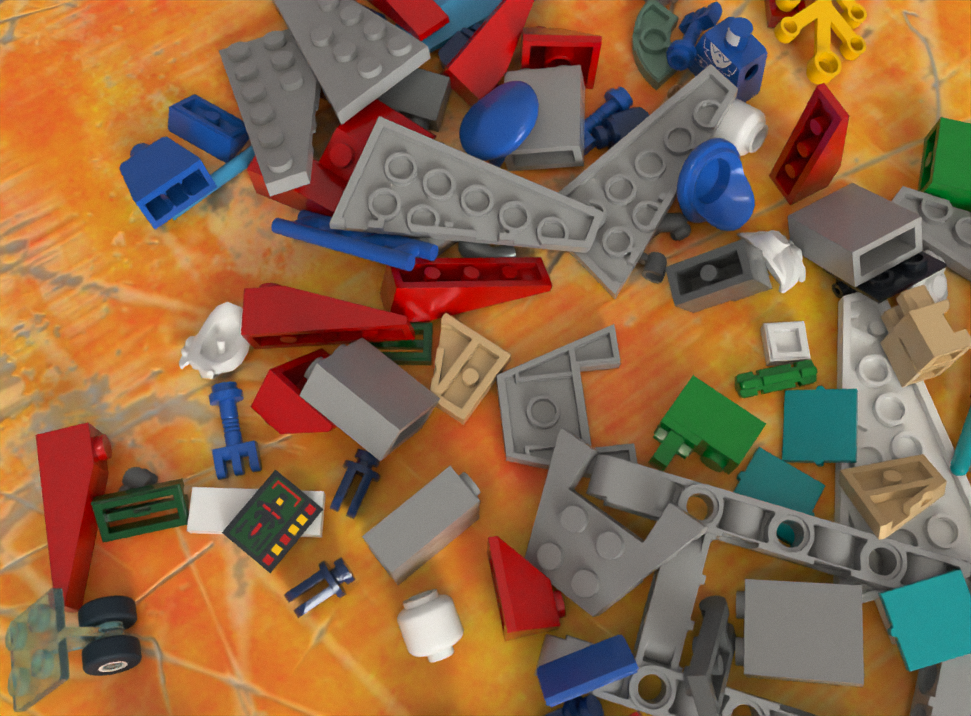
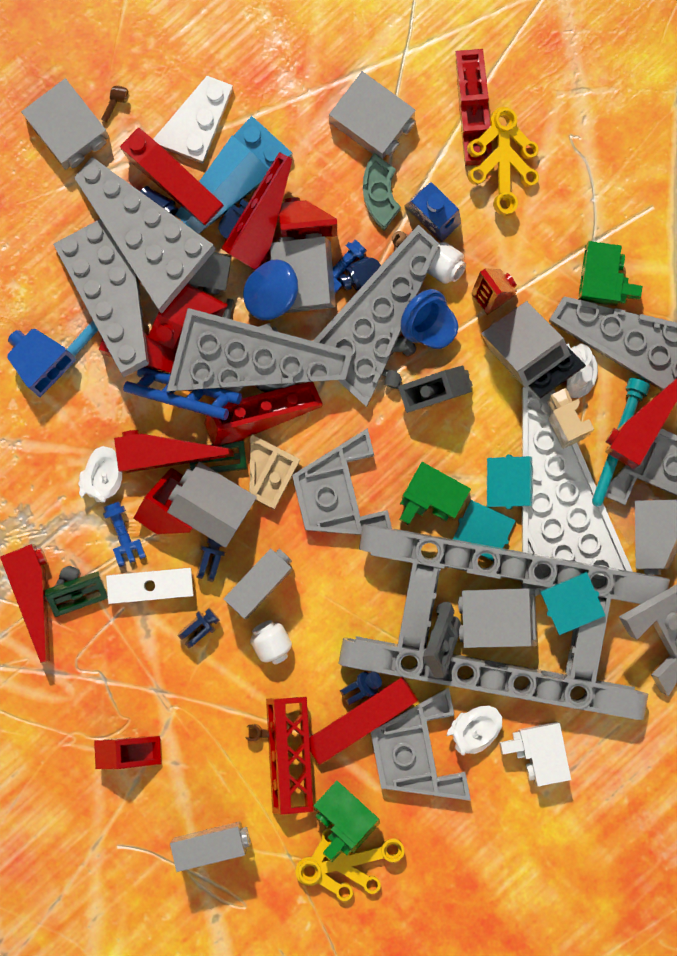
camera: 10 degrees left, 15 degrees up
(42, 642) = (37, 684): clear light blue plate -> none
(207, 127) = (58, 307): blue slope -> none
(272, 521) = (163, 591): piece -> none
(522, 593) = (326, 617): red slope -> none
(586, 670) = (368, 658): blue slope -> none
(588, 550) = (360, 582): light grey wing -> none
(682, 52) = (407, 174): blue hinge -> none
(775, 378) = (480, 451): green axle -> none
(780, 255) = (476, 361): white hat -> none
(785, 342) = (486, 423): white tile -> none
(892, 491) = (551, 524): tan wing -> none

